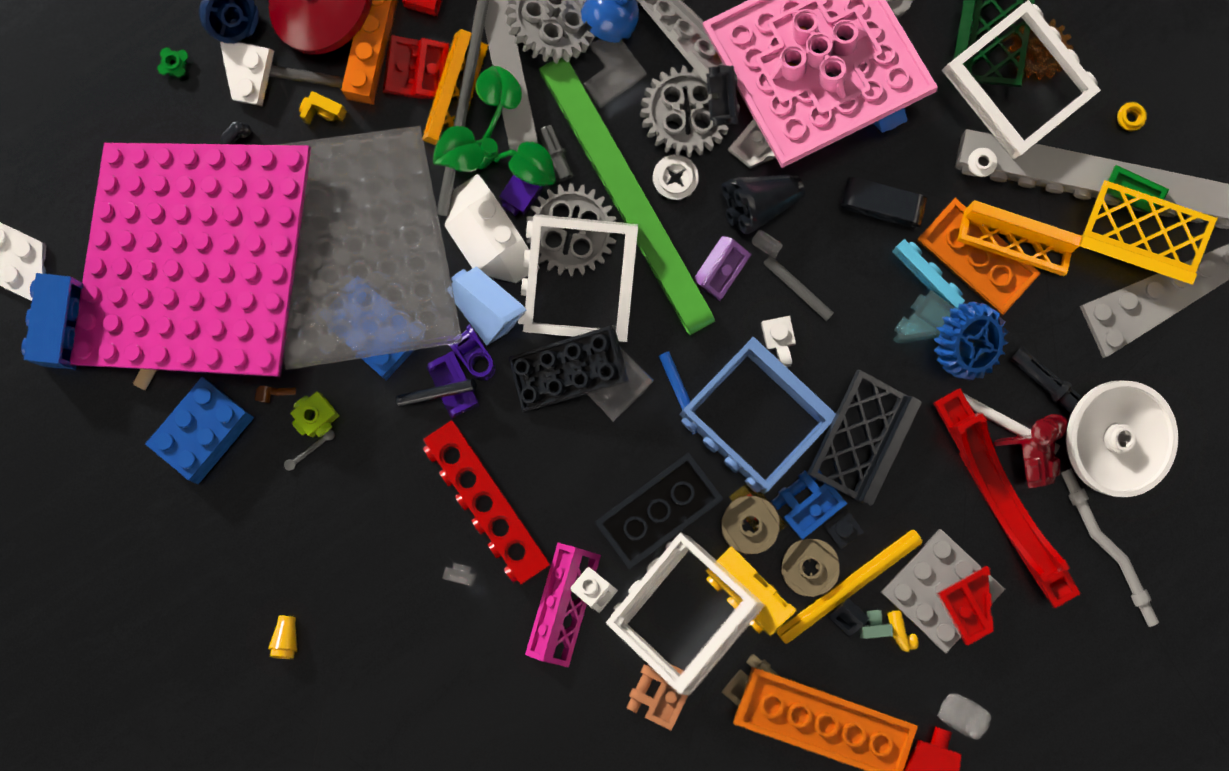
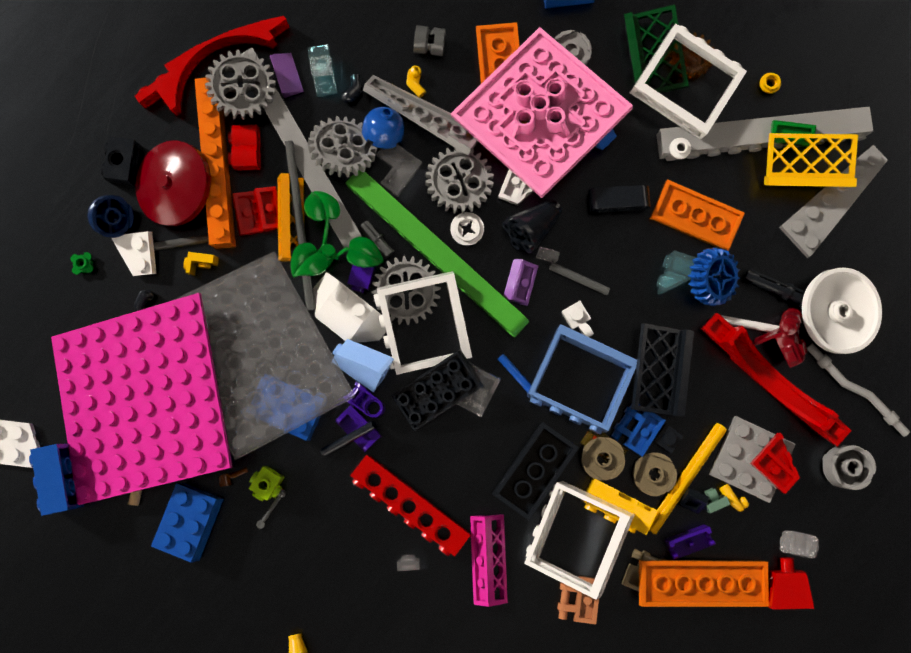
camera: 20 degrees left, 0 degrees up
(593, 589) = (507, 542): white bracket -> none
(723, 81) = (480, 150): black hinge -> none
(826, 668) = (689, 541): none -> dark purple hinge
(927, 273) = (666, 238): medium azure plate -> none
(1020, 228) = (721, 186): light orange fence -> none
(1065, 656) = (857, 475): none -> light grey brick

